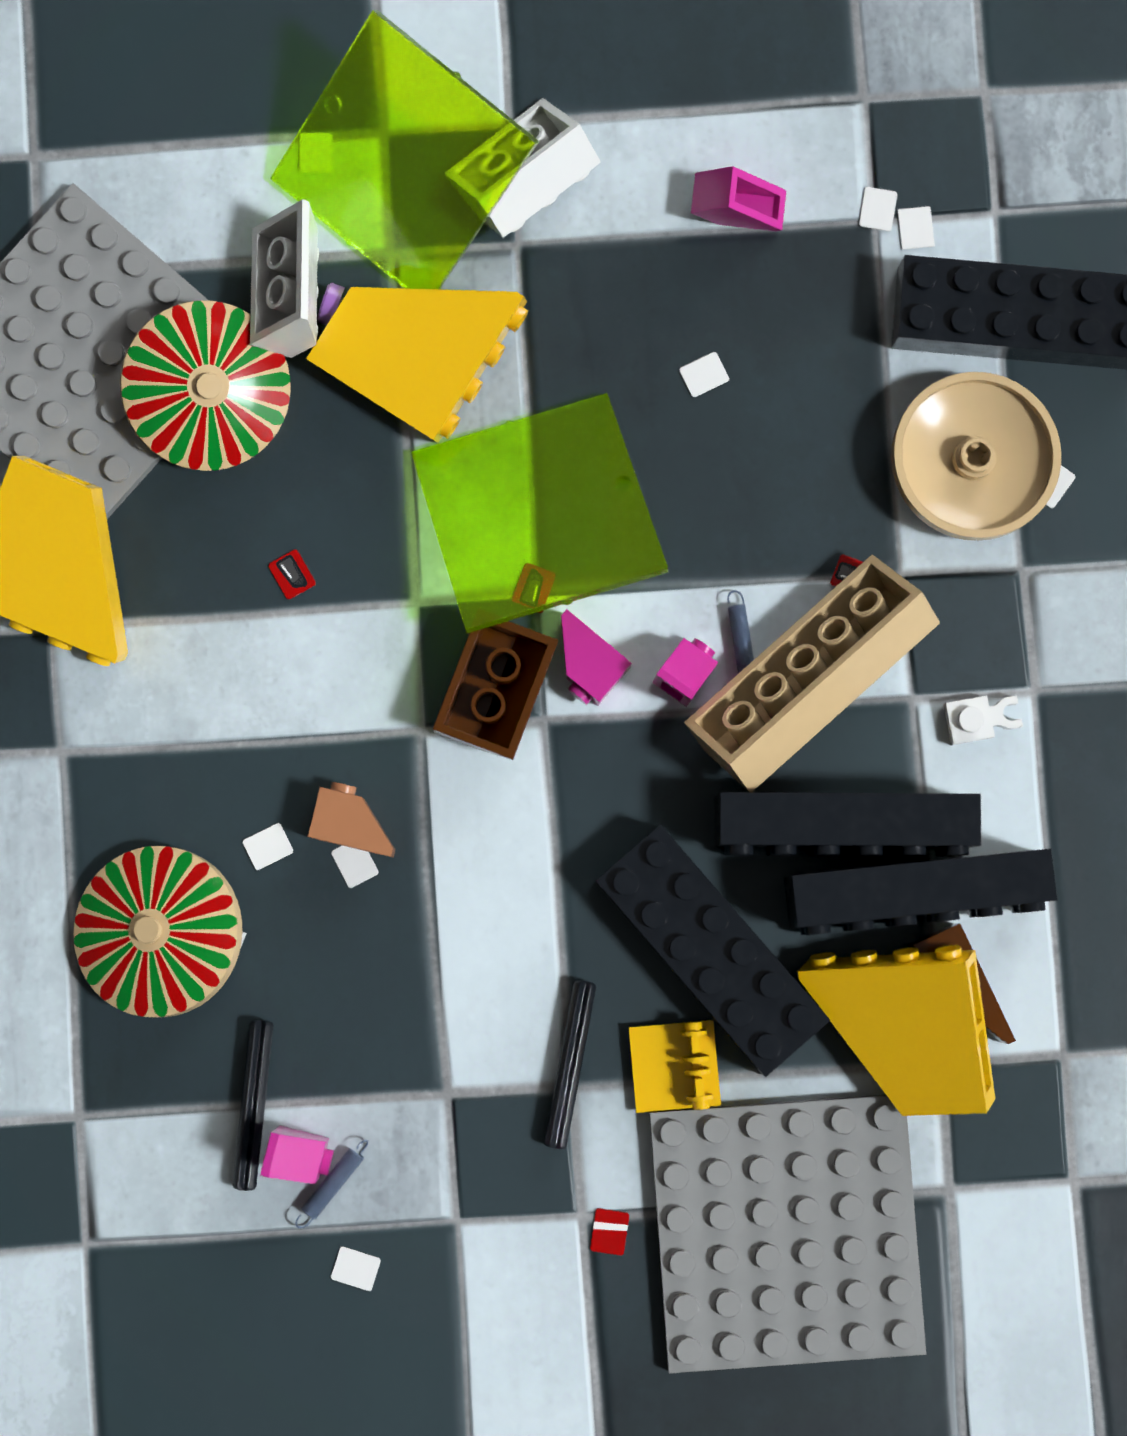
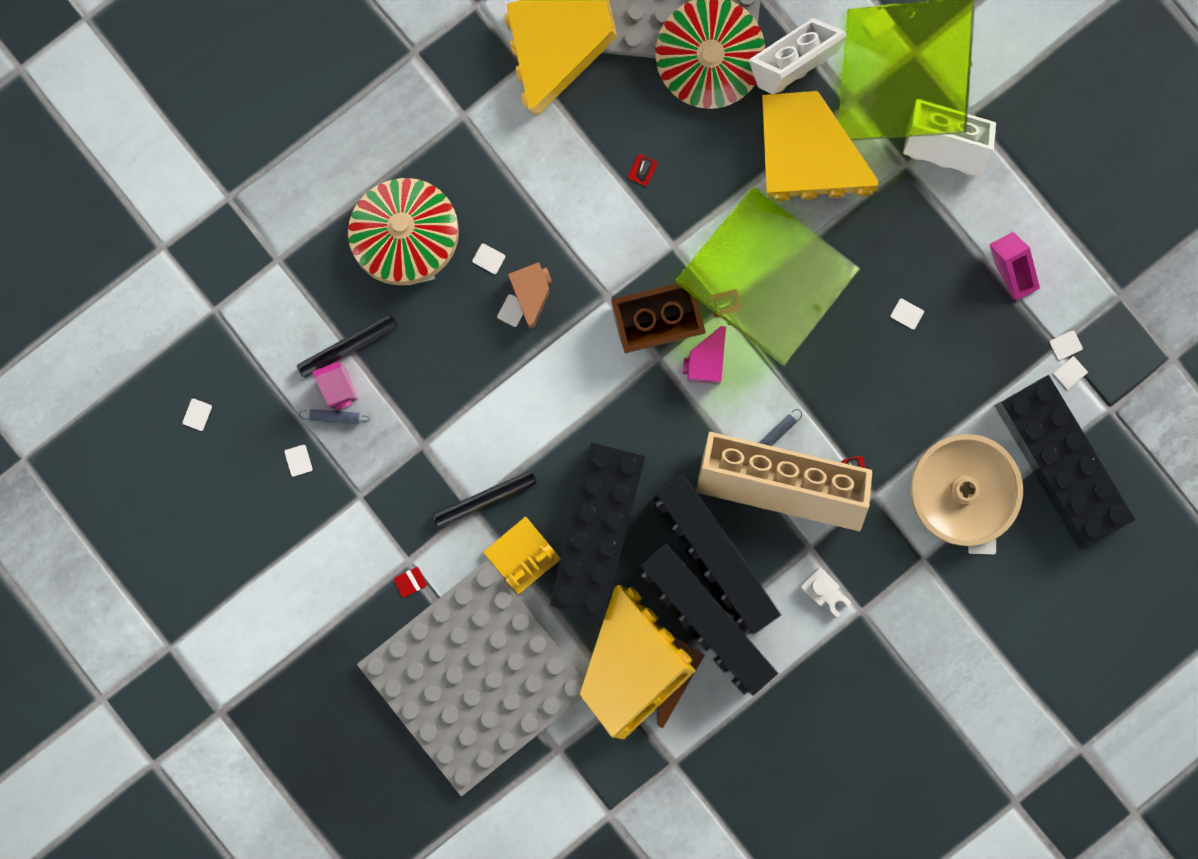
camera: 60 degrees right, 0 degrees up
(205, 1359) = (197, 414): none -> white sticker
(330, 302) = (802, 86): medium lavender tile -> none
(686, 670) = (738, 413): dark pink slope -> none

